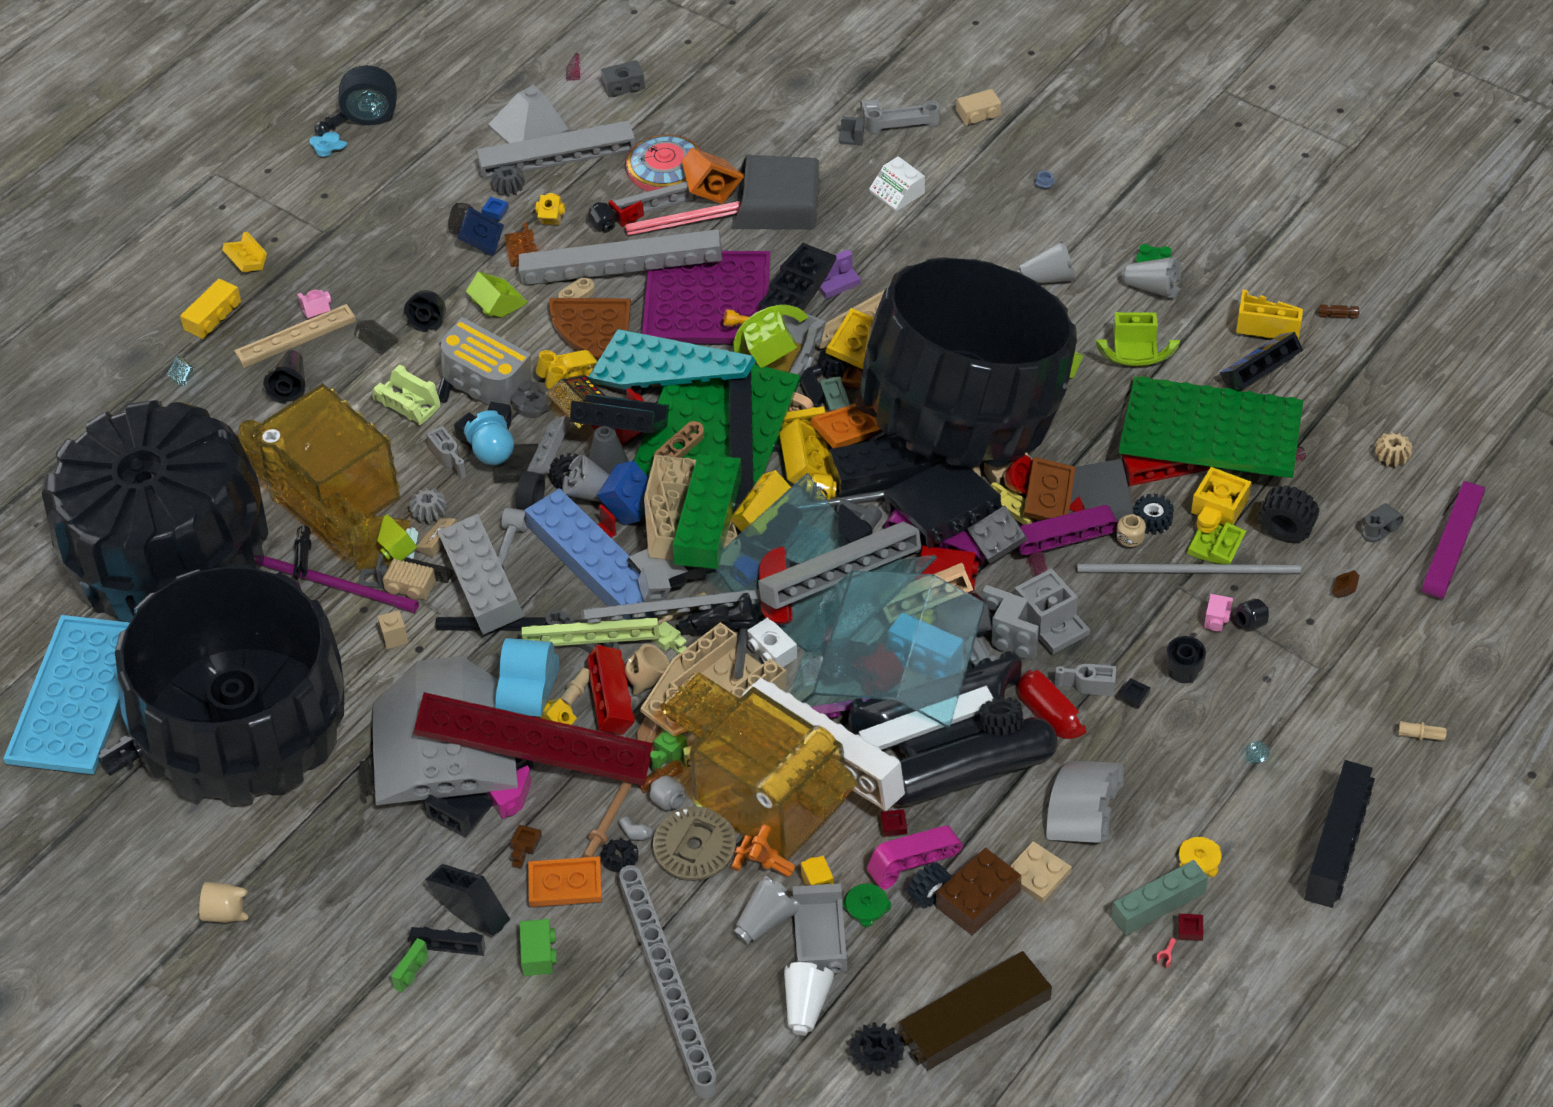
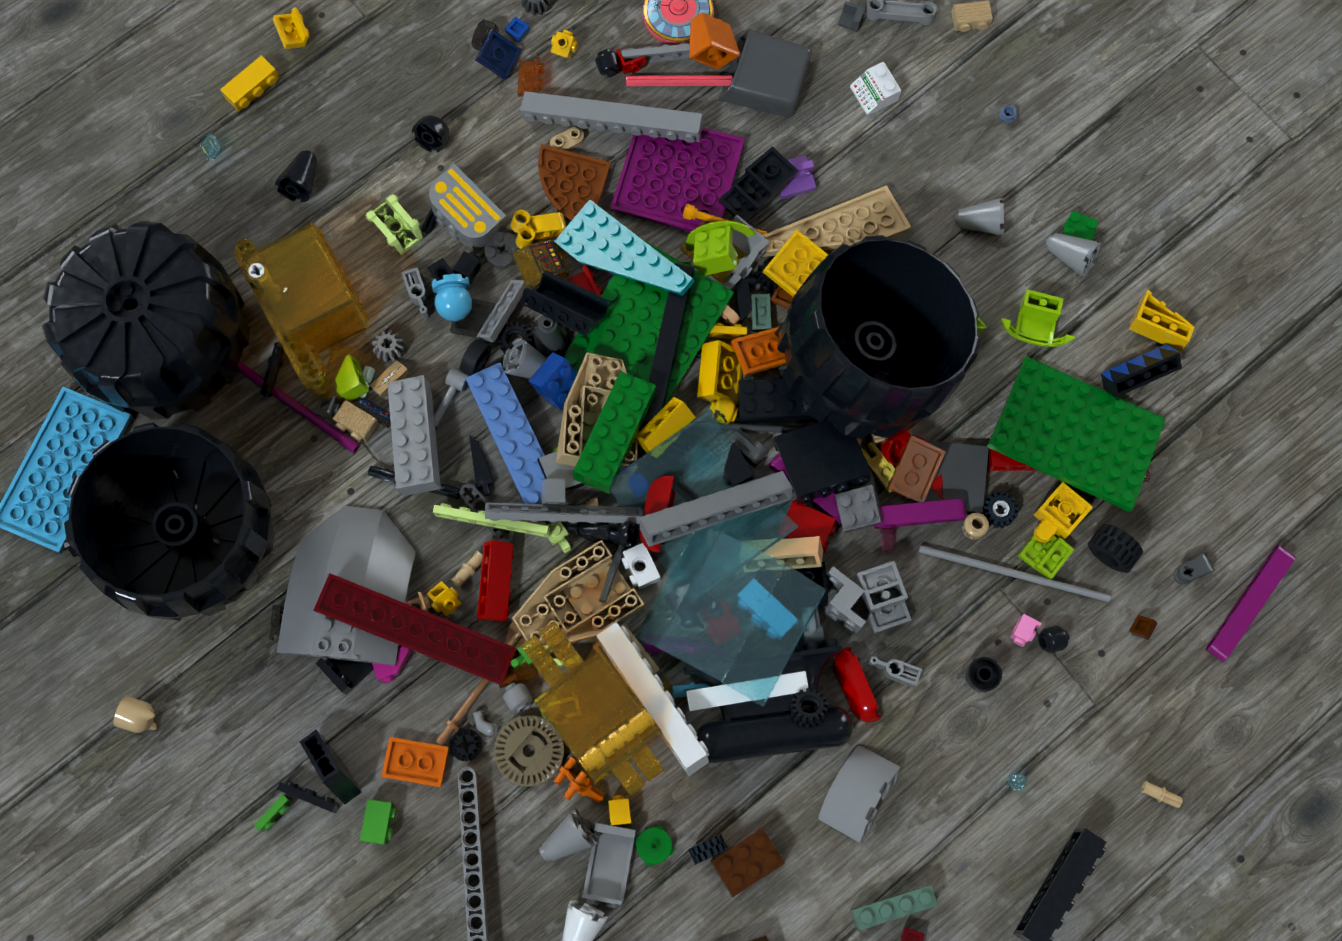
camera: 10 degrees right, 25 degrees up
(295, 335) = (316, 129): tan tile -> none
(314, 302) = (339, 100): bright pink brick -> none
(375, 335) = (385, 146): clear smoke slope -> none
(392, 629) = (330, 471): tan brick -> none
(495, 295) = (496, 128): lime slope -> none
(524, 841) = (392, 714): reddish brown plate -> none
(526, 676) = (425, 560): medium azure brick -> none
(565, 599) = (482, 474): none -> black bar
(607, 521) = (534, 402): red bracket -> none
(645, 667) = (530, 568): tan piece -> none
(682, 436) = (620, 329): medium nougat beam -> none
(893, 822) = (698, 777): dark red plate -> none
(911, 852) = (704, 812): dark pink beam -> none
(1040, 871) = (801, 851): tan plate -> none
(1134, 693) = (931, 693): black plate -> none
(1204, 852) = (939, 871): yellow piece -> none
(1339, 311) = (1226, 327): reddish brown axle -> none
(1393, 449) = (1228, 501): tan gear -> none

